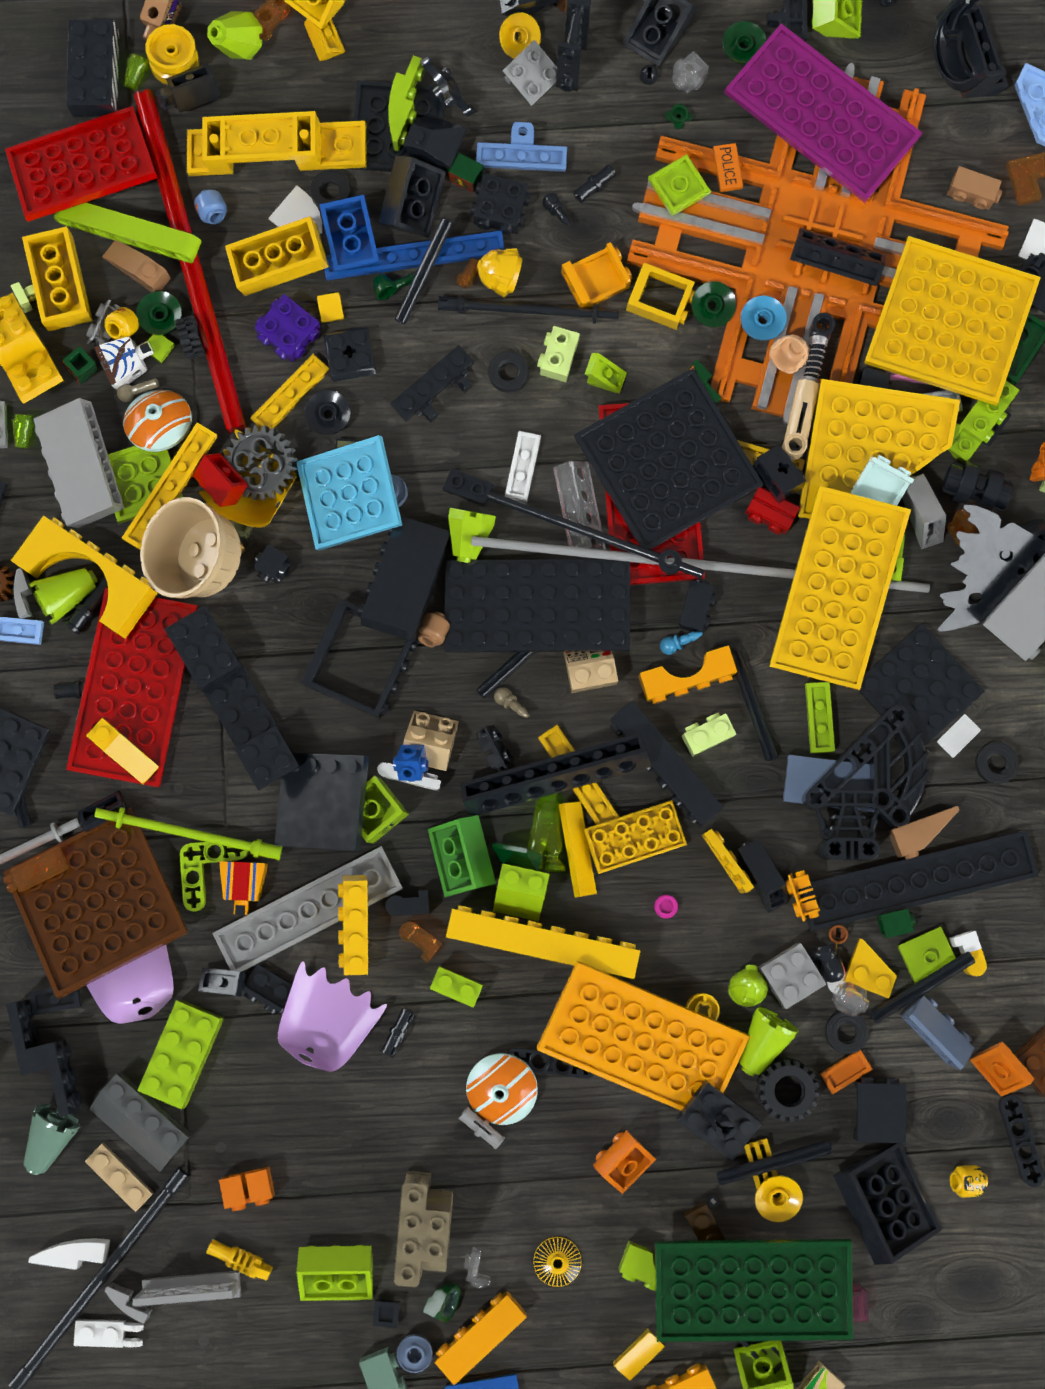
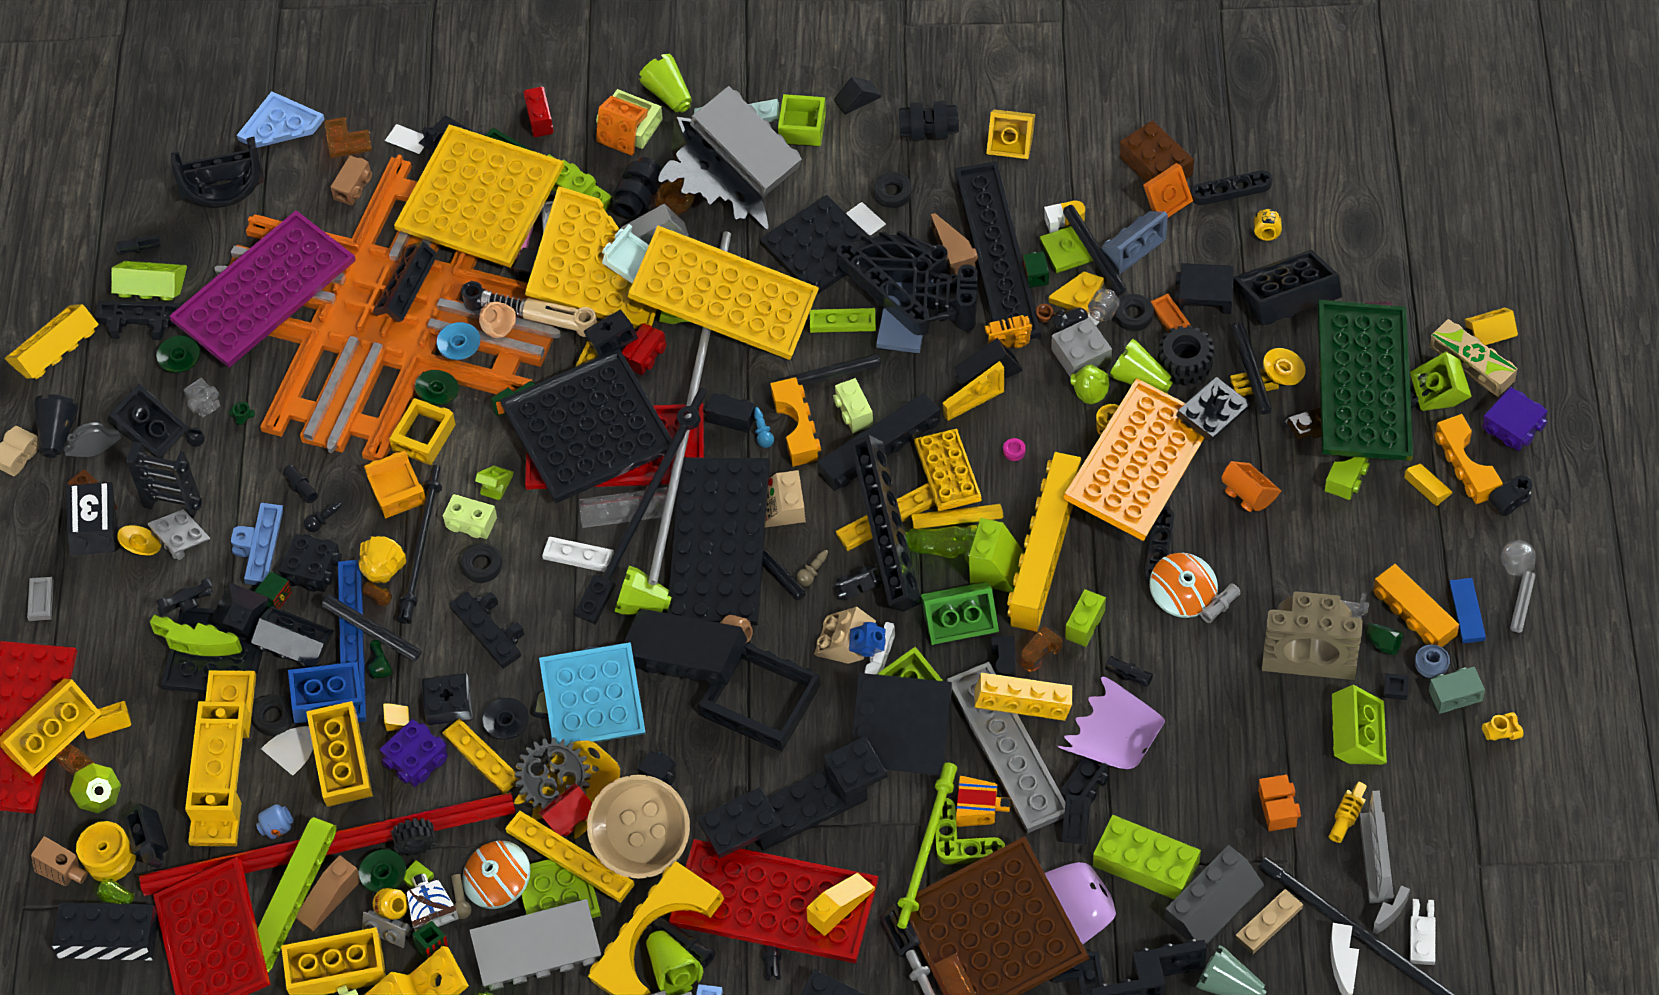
camera: 80 degrees left, 25 degrees down
(518, 856) = (960, 561): dark green slope -> none
(554, 1249) = (1342, 555): dish -> none
(679, 185) = (316, 405): lime plate -> none
(727, 167) = (304, 367): orange tile -> none

